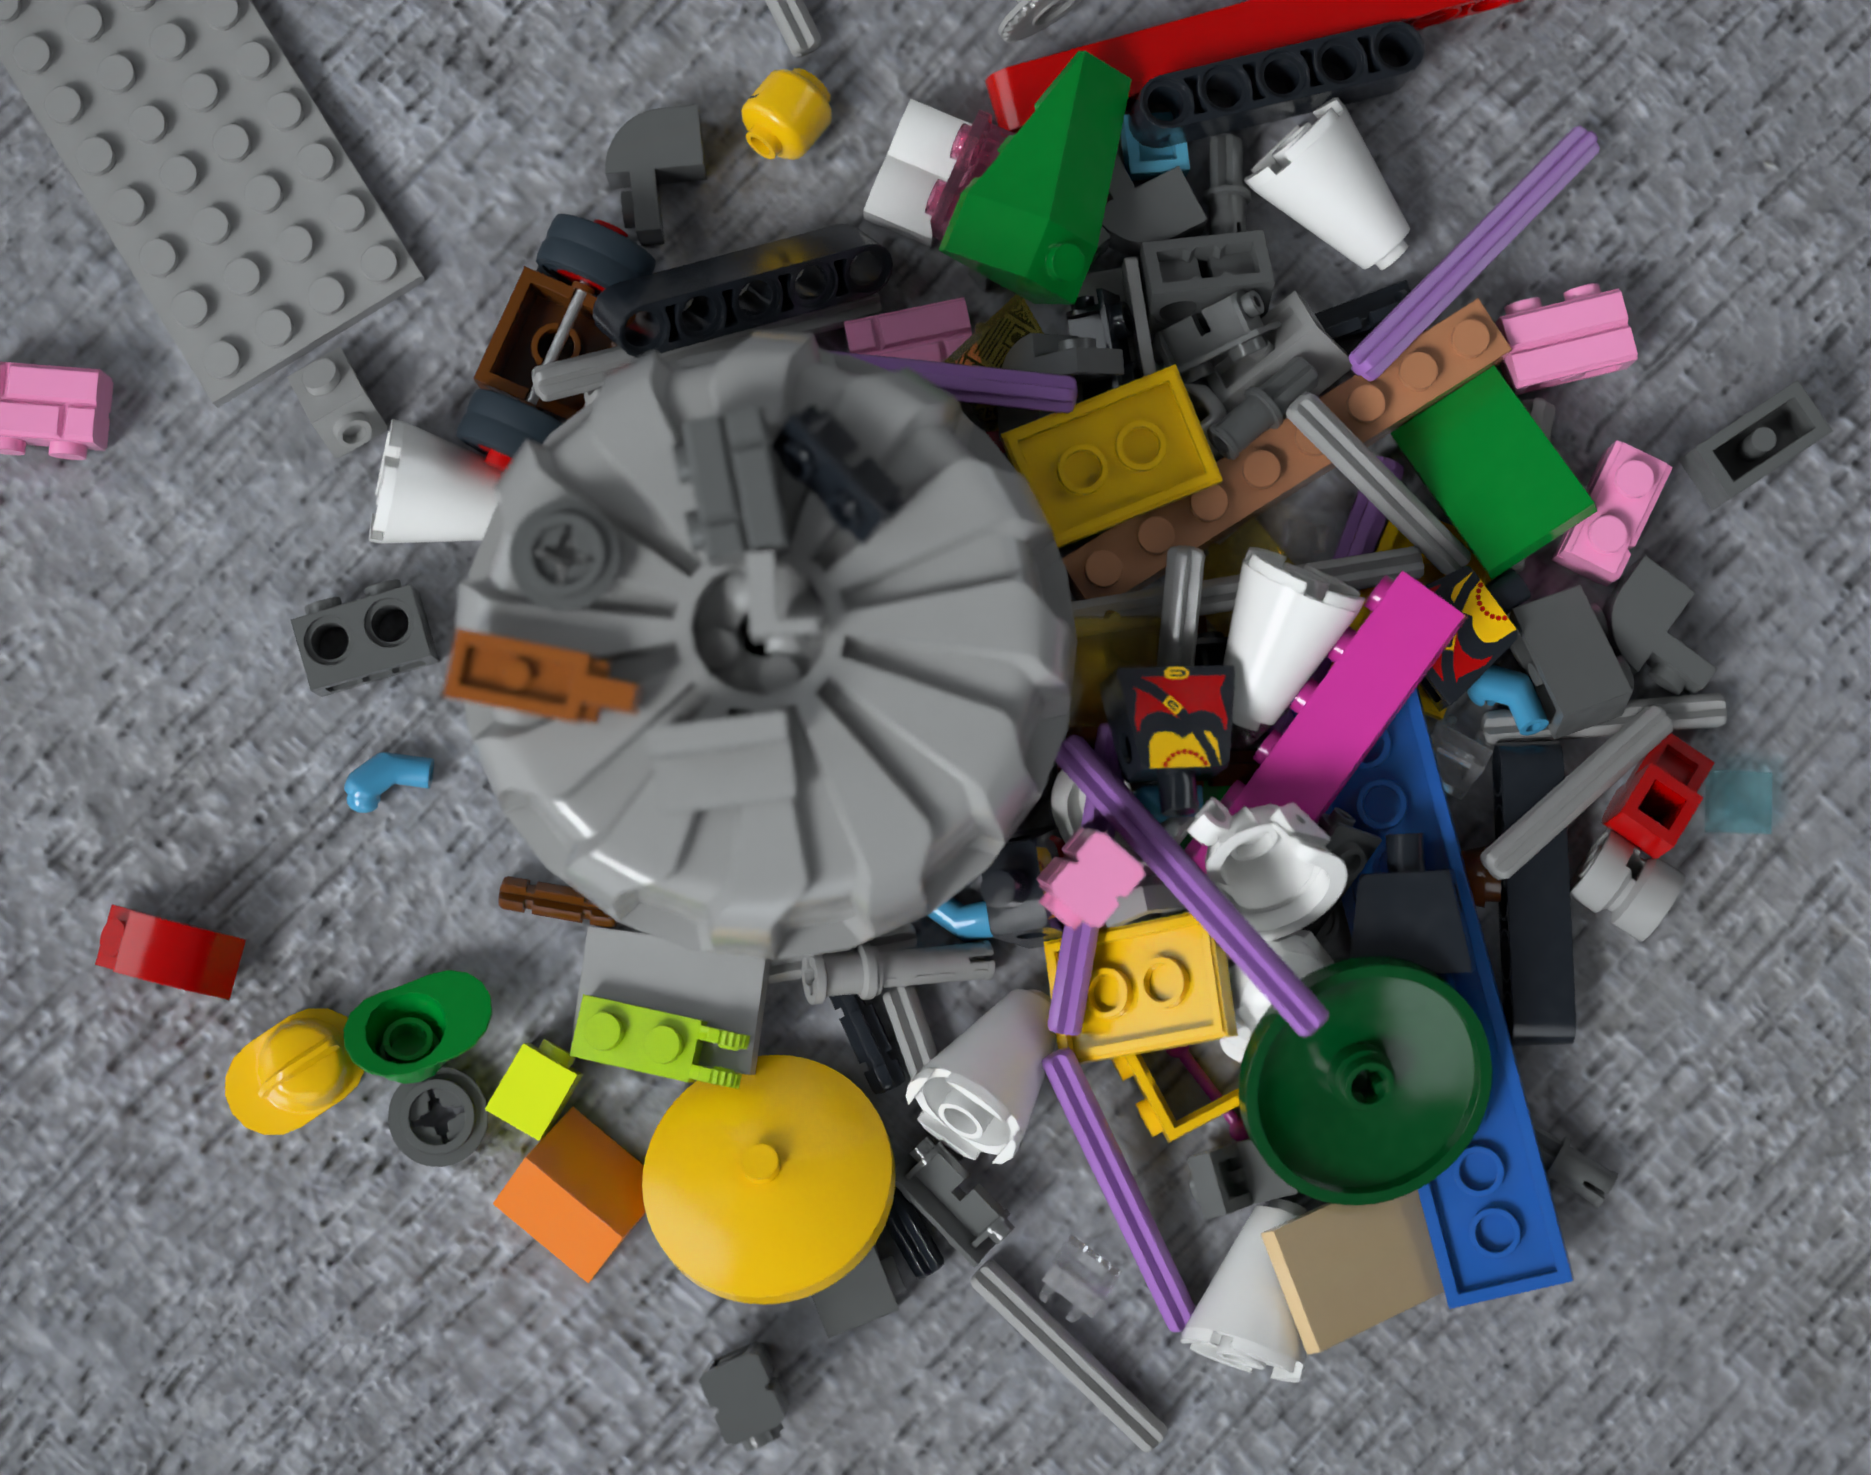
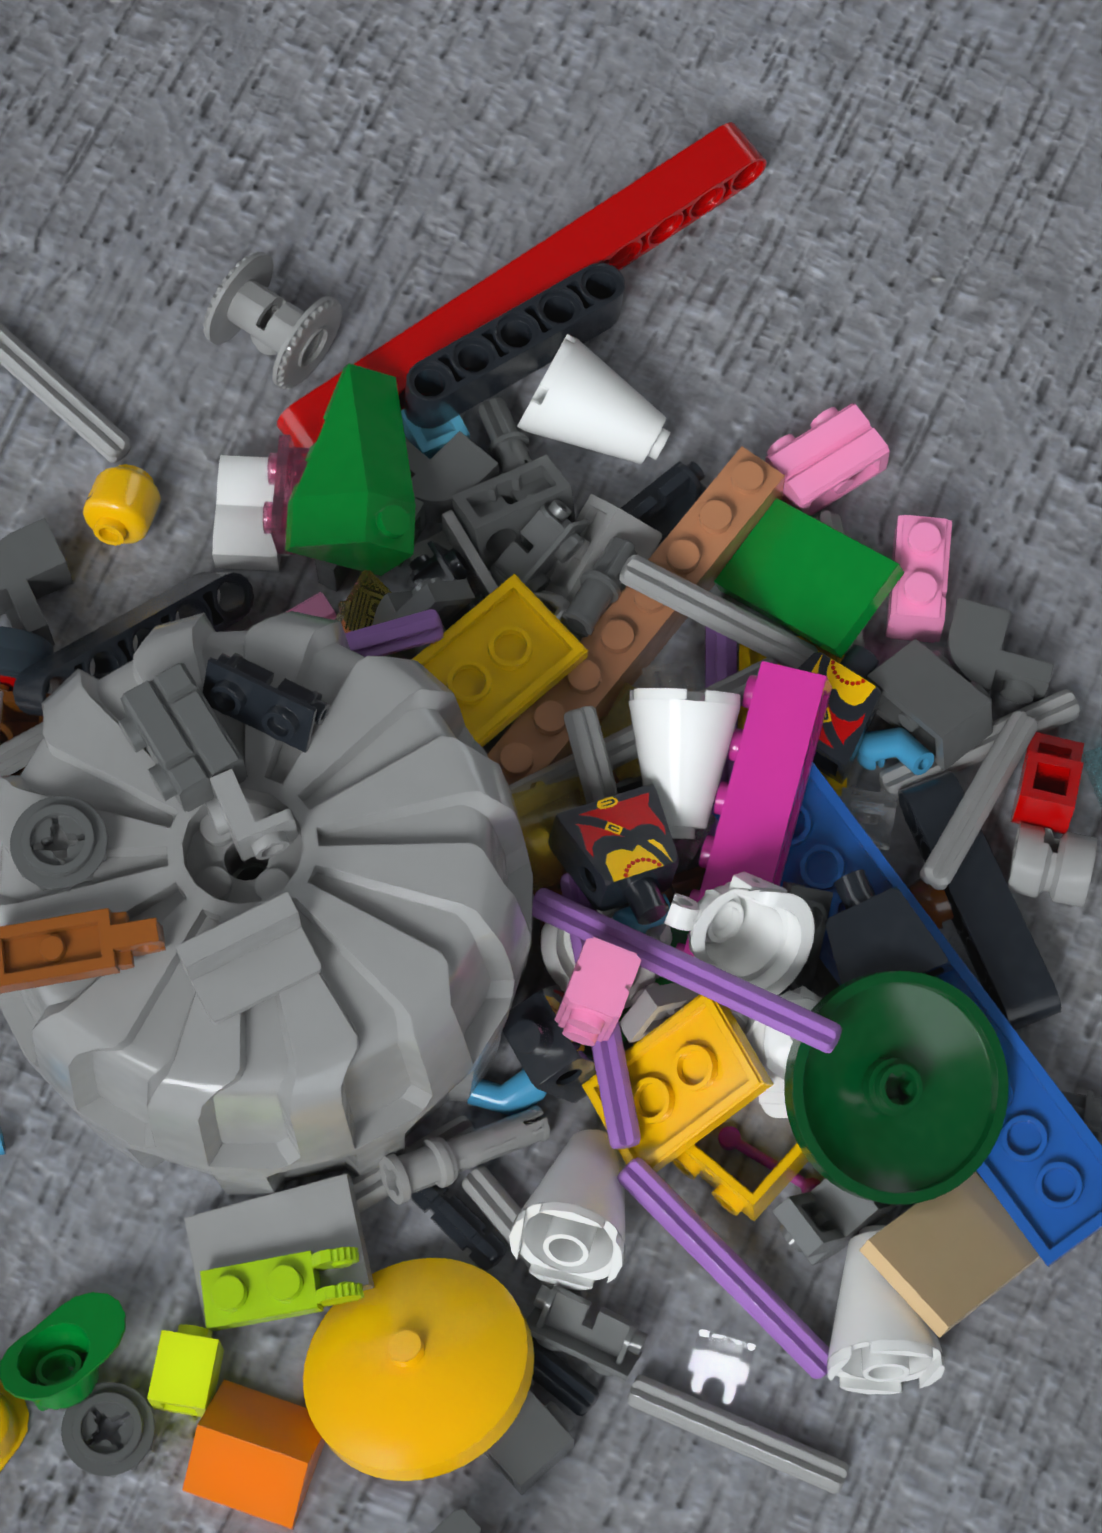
camera: 15 degrees left, 15 degrees down
(551, 901) = (151, 1207): reddish brown axle -> none
(1473, 253) = (724, 417): medium lavender axle -> none
(1755, 445) = (1011, 484): dark grey brick -> none

